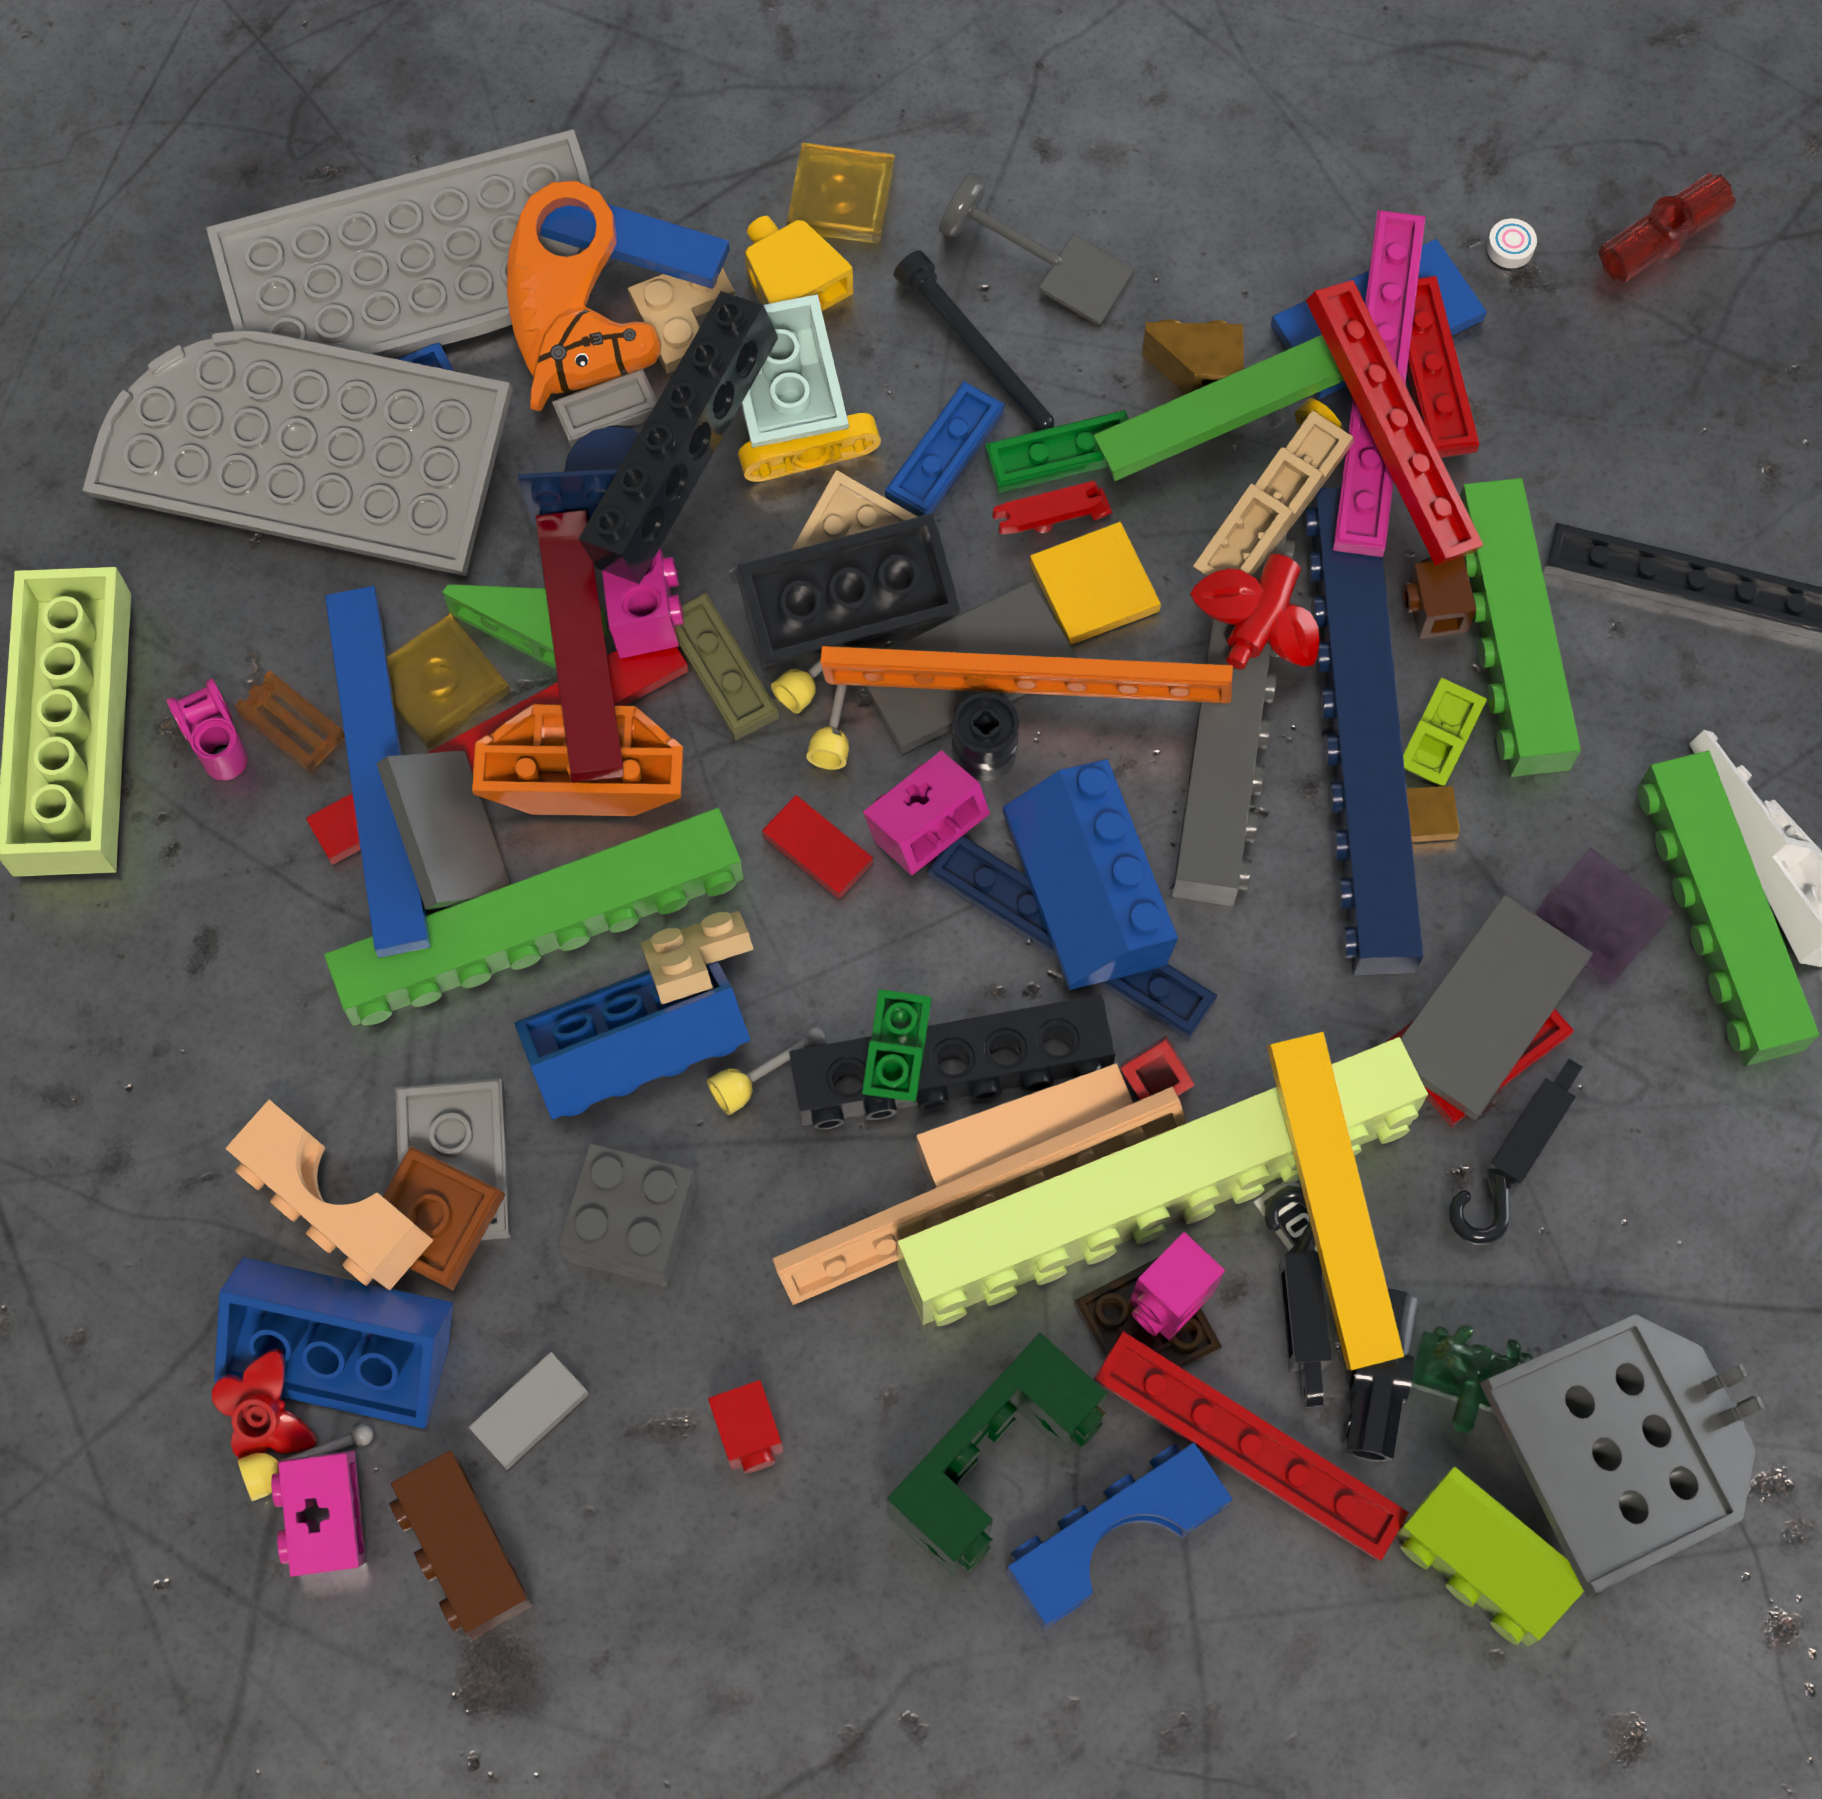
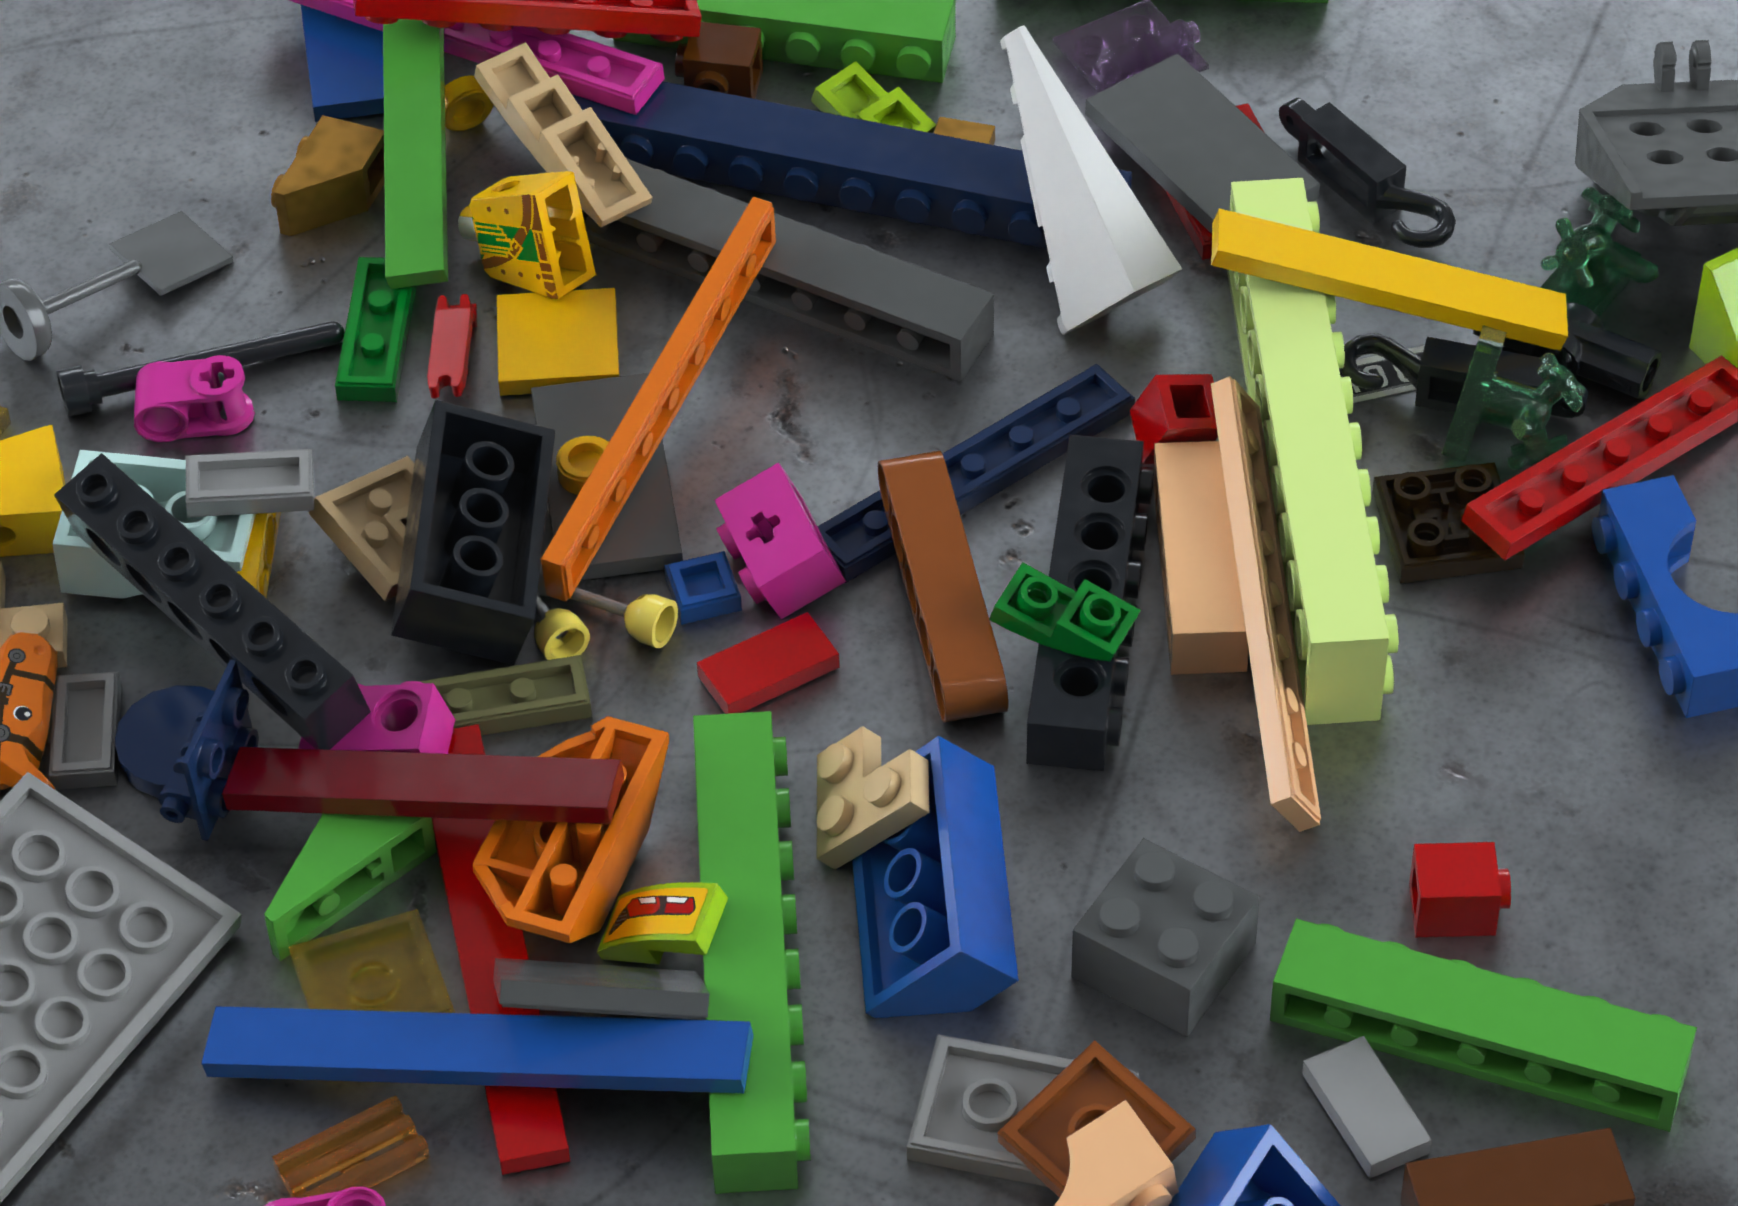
camera: 70 degrees left, 20 degrees down
(528, 853) = (662, 920): none -> slope
(620, 1480) = (1483, 1024): none -> bright green brick
(734, 1088) = (1031, 809): light yellow hinge -> none
(822, 419) = (249, 483): none -> light grey tile
(877, 771) = (703, 587): none -> blue tile
(922, 945) = (942, 587): none -> dark orange beam
(930, 351) = (187, 399): none -> dark pink piece
(944, 450) = (316, 421): blue tile -> none
(959, 638) = (577, 460): none -> yellow tile
(985, 736) = (707, 460): black wheel -> none
(1045, 1391) = (1597, 723): dark green plate -> none
(1090, 876) = (891, 402): blue slope -> none
(1175, 1287) = (1437, 437): dark pink brick -> none
(1184, 503) = (531, 233): none -> yellow torso
(1260, 612) = (672, 181): red plant -> none
(1264, 1343) = (1511, 404): none -> clear green piece
(1335, 946) = (1092, 223): none -> white wedge

